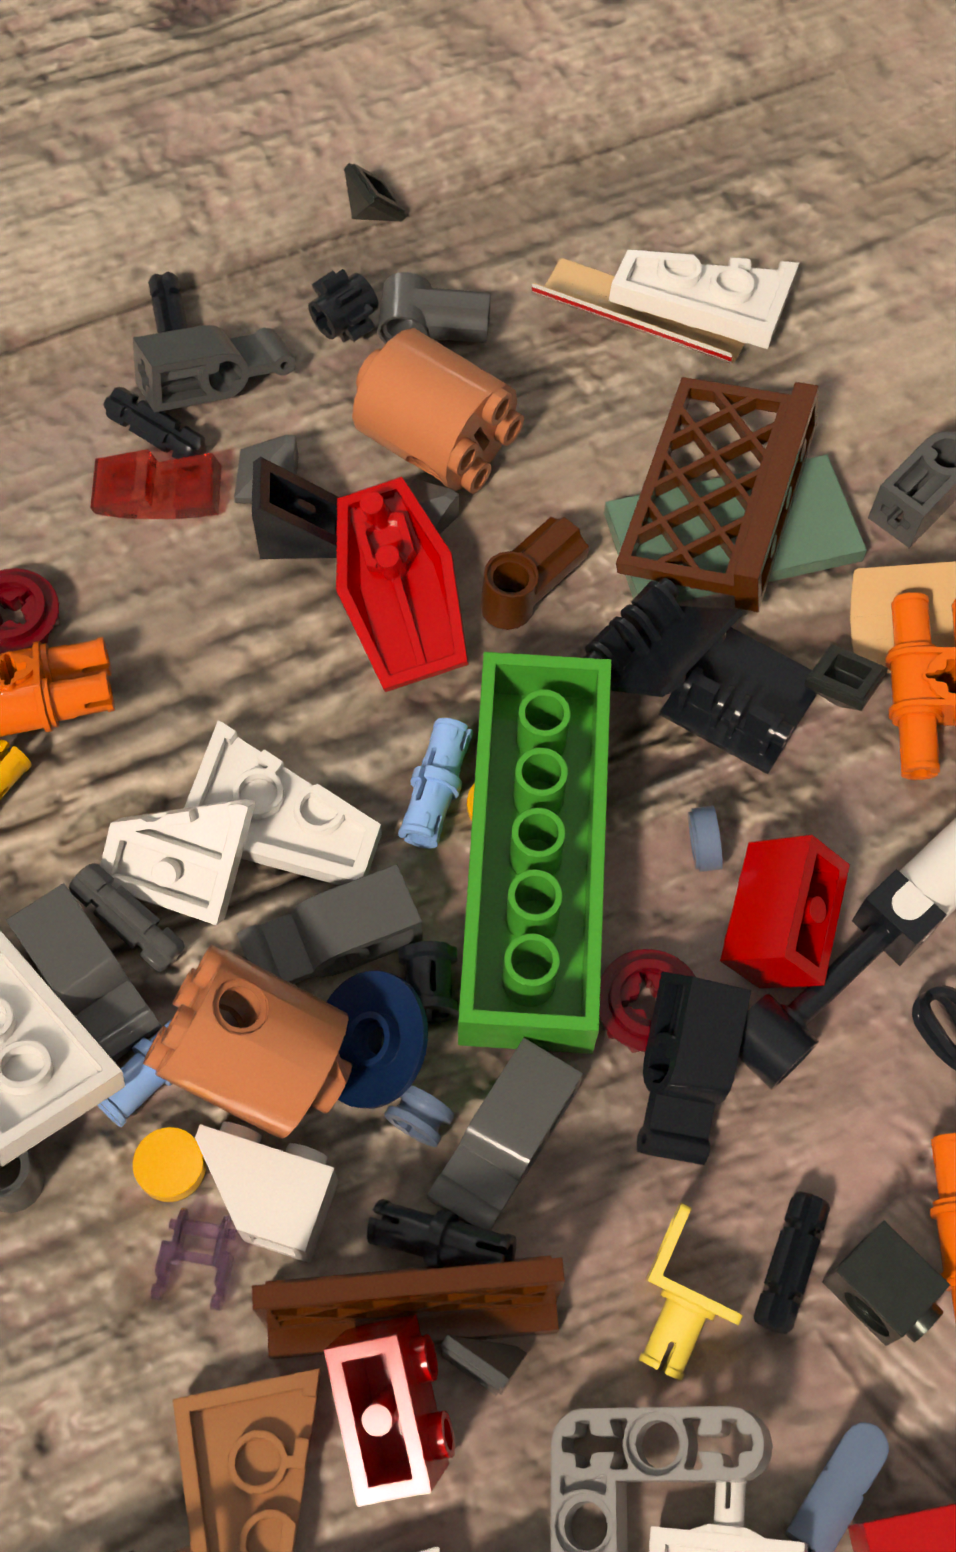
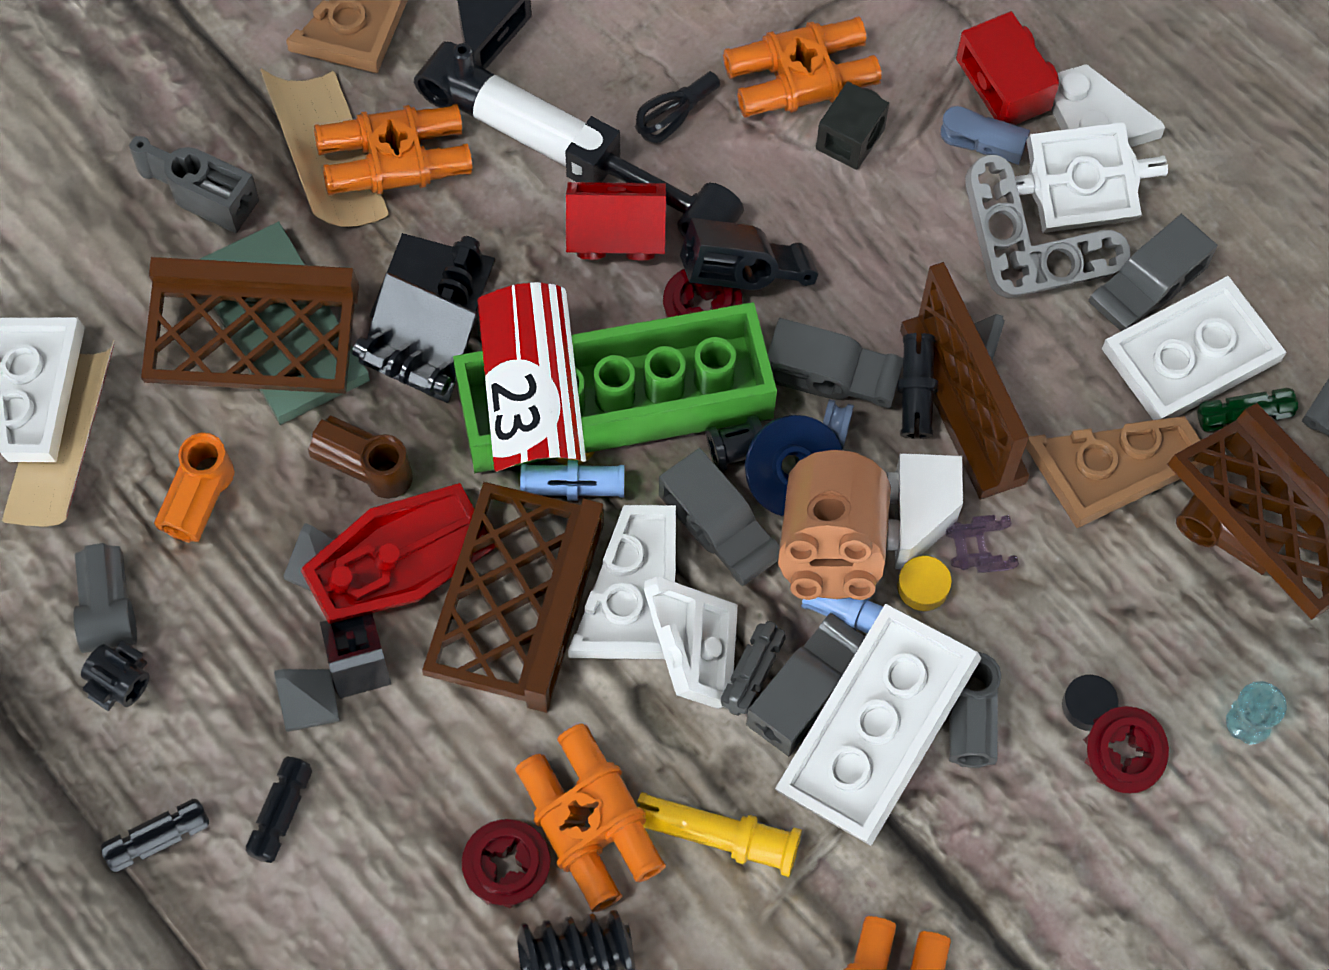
camera: 105 degrees left, 0 degrees up
(143, 488) = (343, 787): clear red slope -> none
(204, 364) = (208, 774): dark grey piece -> none
(284, 733) = (559, 608): none -> reddish brown fence
(389, 1410) = (1049, 373): red brick -> none
(435, 409) = (229, 554): nougat cylinder -> none
(552, 415) = (193, 490): none -> orange piece
(556, 736) = (530, 374): none -> sticker
(683, 1309) = (905, 235): light yellow bracket -> none
(705, 838) = (573, 279): sand blue tile -> none
(791, 1262) = (853, 184): black axle -> none
(845, 678) = (406, 212): pearl dark grey slope -> none

